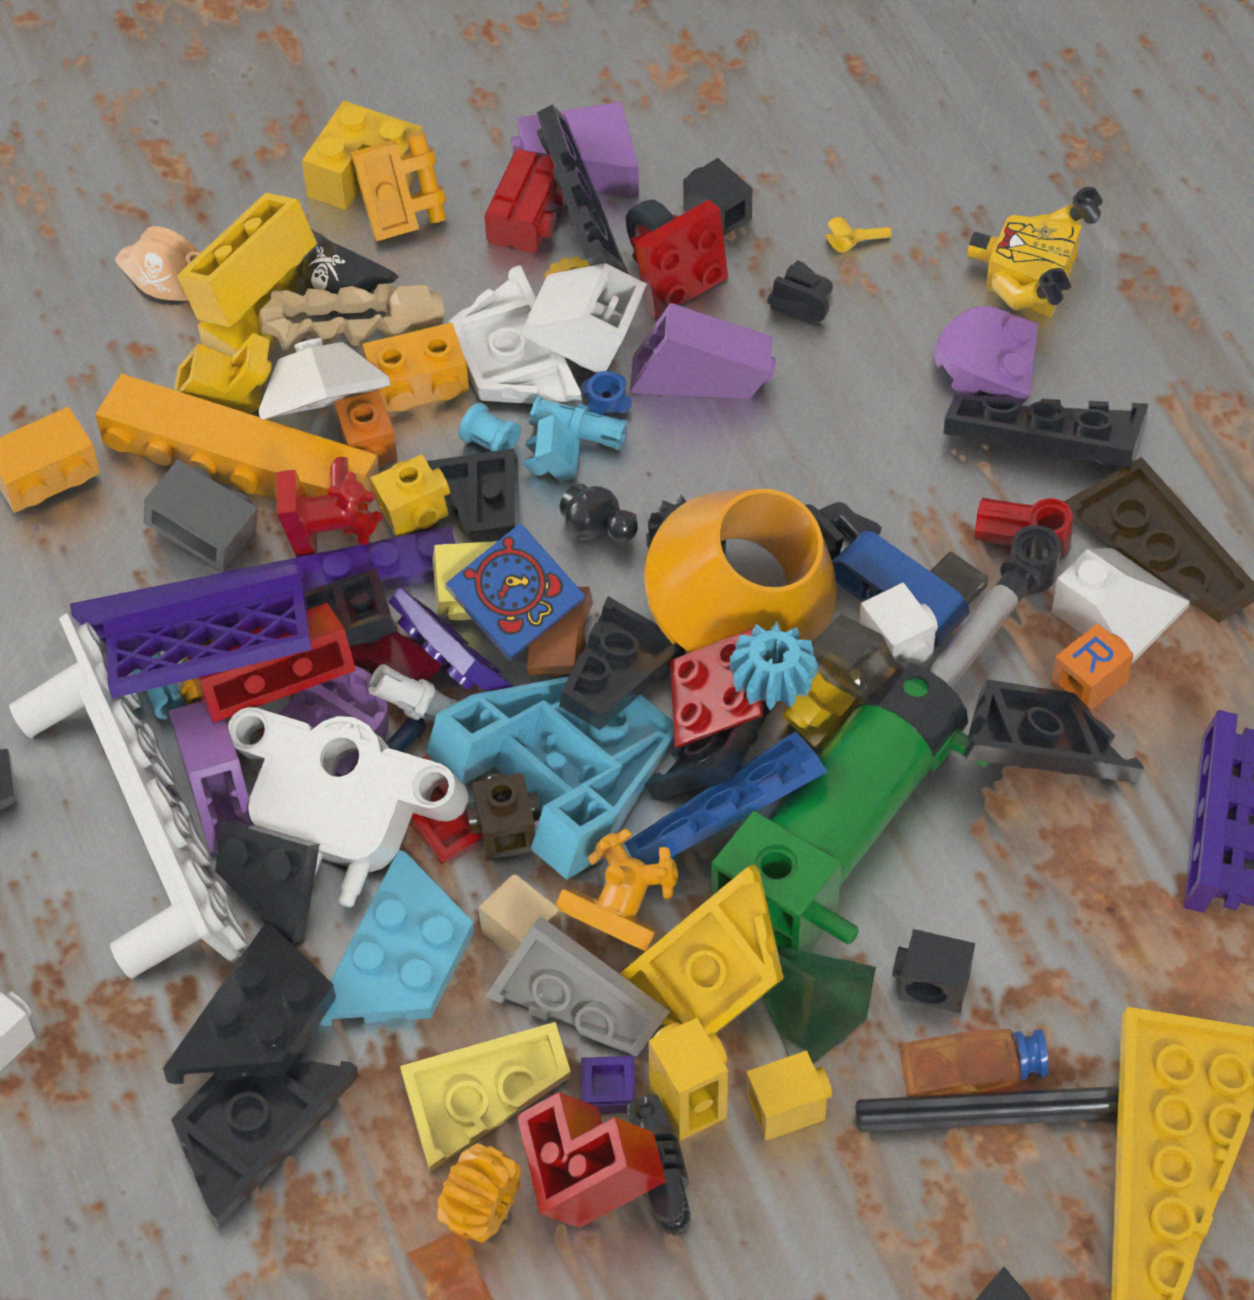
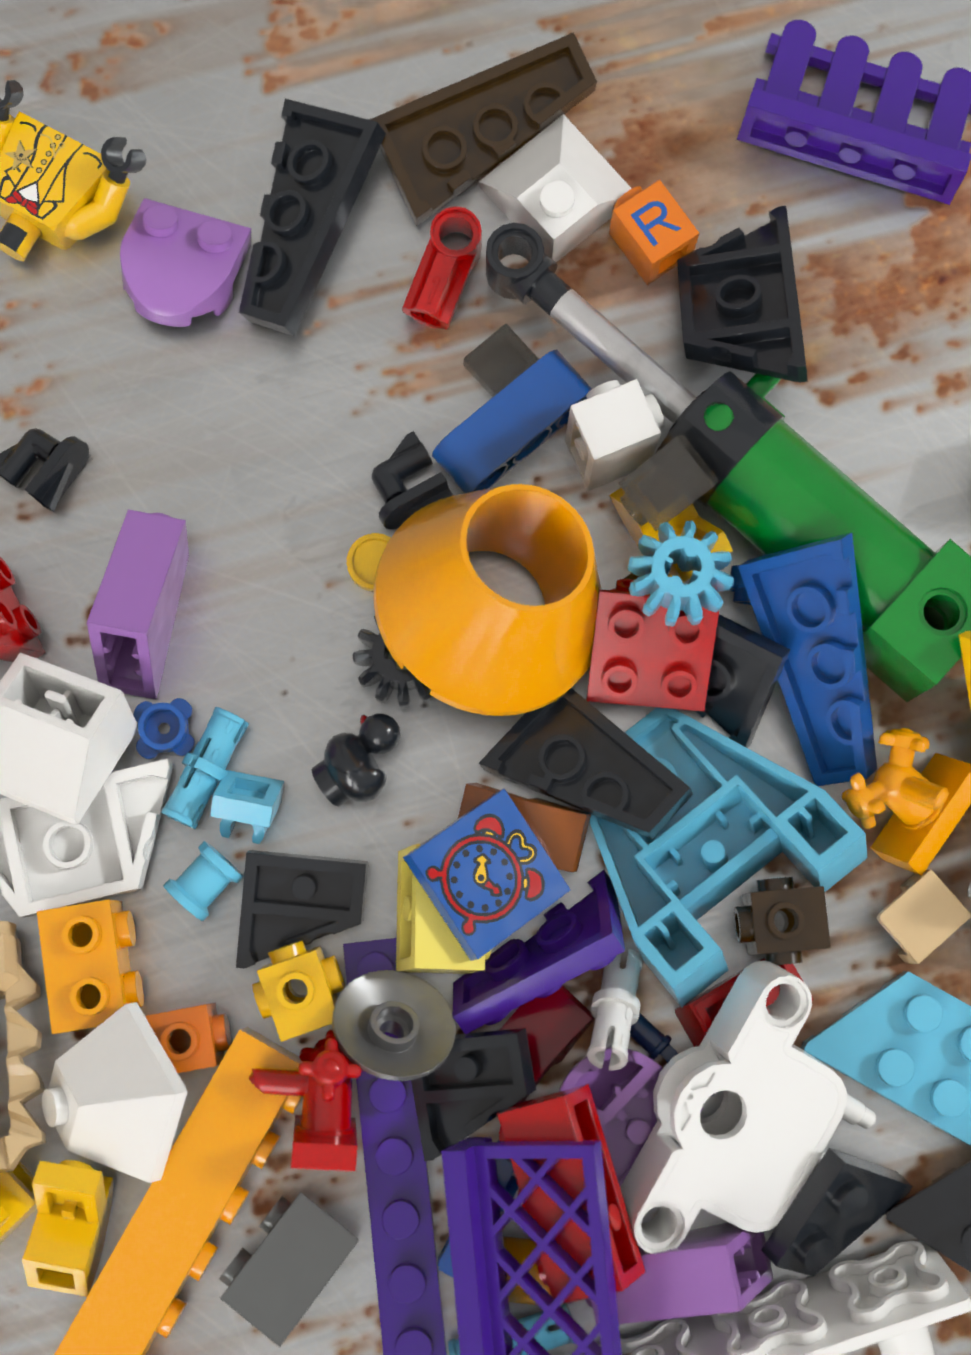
camera: 85 degrees left, 25 degrees up
(402, 537) = (396, 1005): none -> flat silver dish

